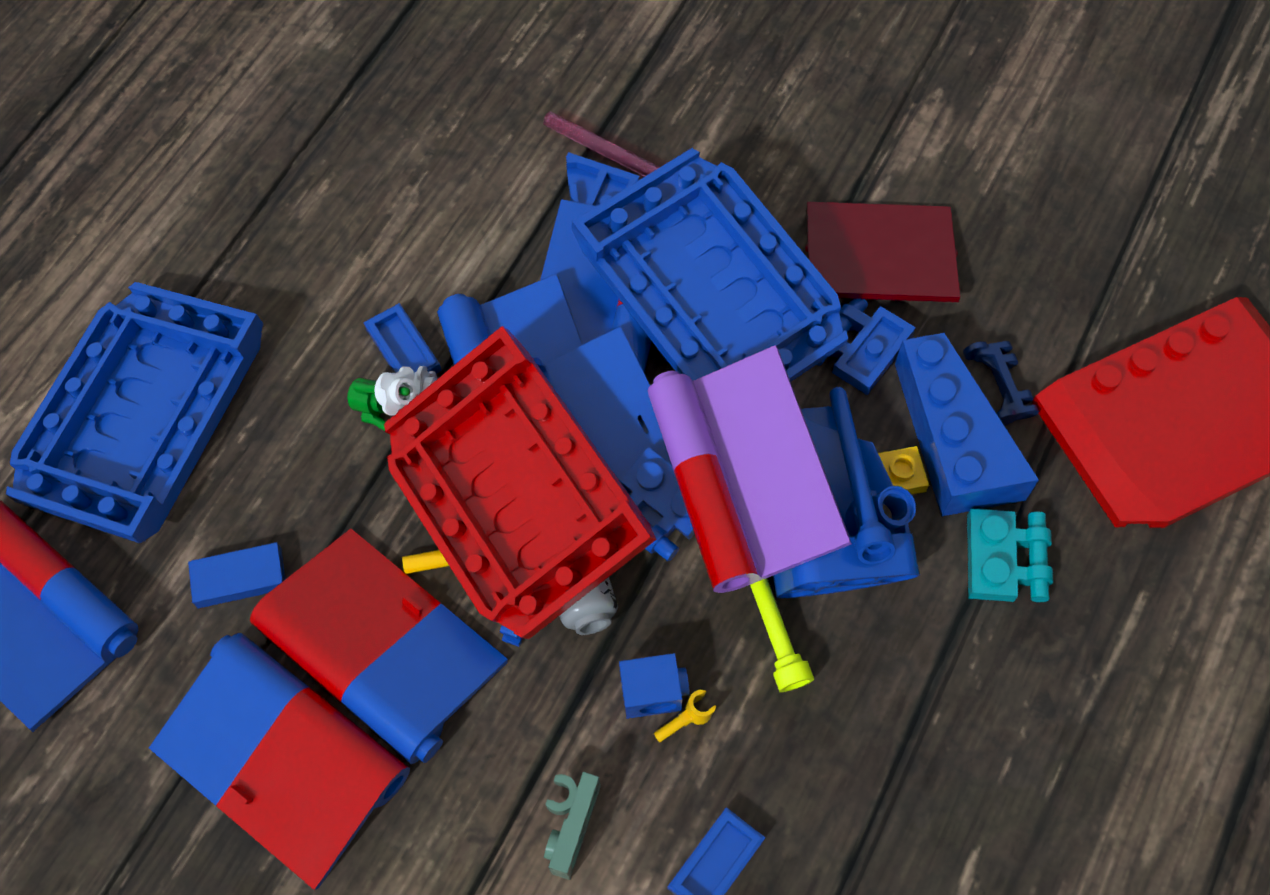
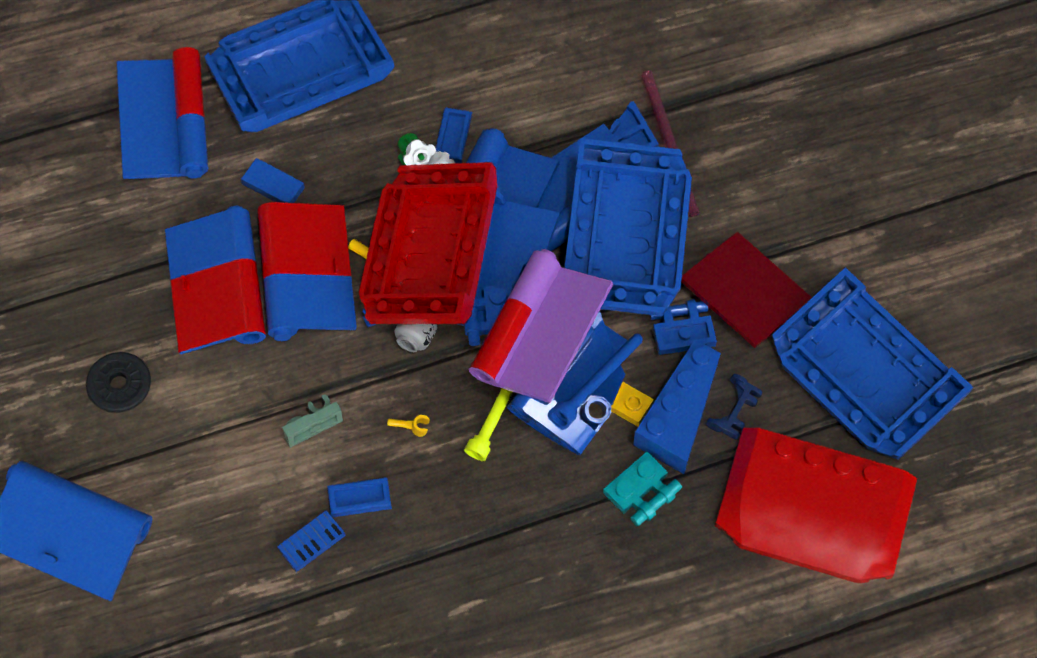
camera: 40 degrees right, 0 degrees up
(653, 685) = (407, 395): blue brick -> none
(1084, 230) = (867, 368): none -> blue slope

